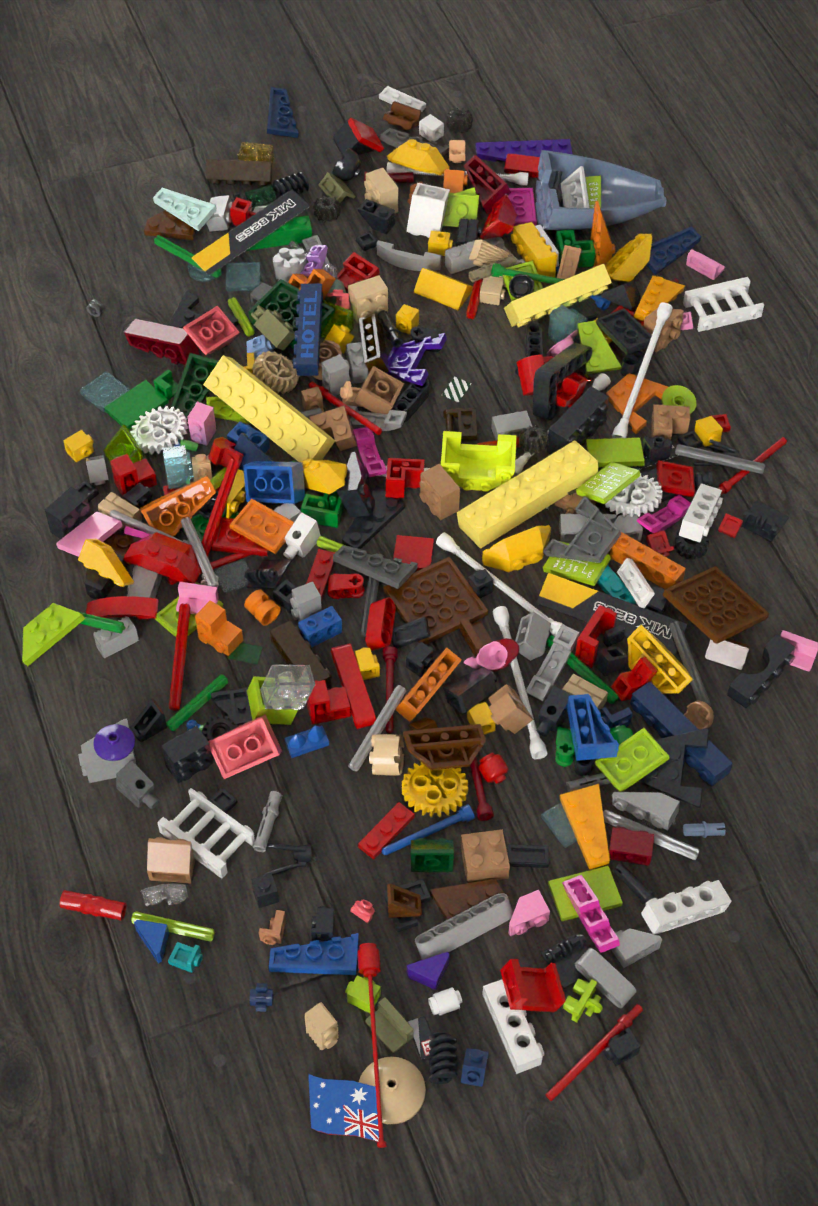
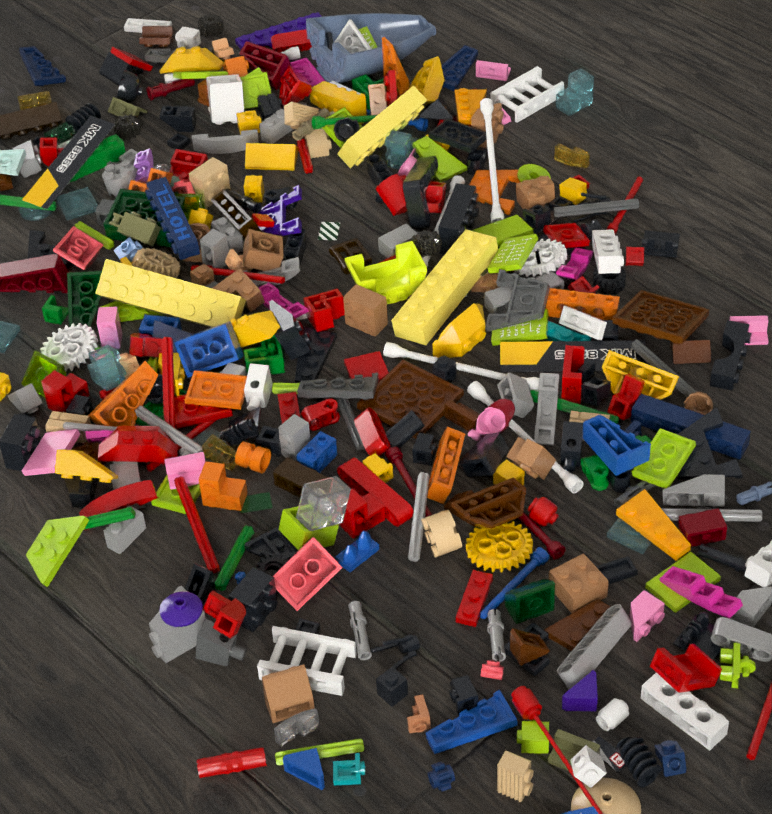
camera: 20 degrees left, 10 degrees down
(135, 403) = (31, 335): green tile -> none
(151, 764) = (227, 613): none -> red brick
(229, 589) = (212, 454): none -> clear yellow slope
(381, 189) = (172, 92): tan brick -> none
(386, 871) = (496, 629): none -> light grey pin
(390, 1046) = (588, 766): none -> white brick
(394, 359) = (263, 220): none -> red tile
(417, 176) = (198, 74): none -> lime tile
(586, 250) = (391, 90): none -> red wing
(731, 393) = (573, 157): none -> clear yellow slope
(772, 322) = (578, 94): none -> clear light blue brick

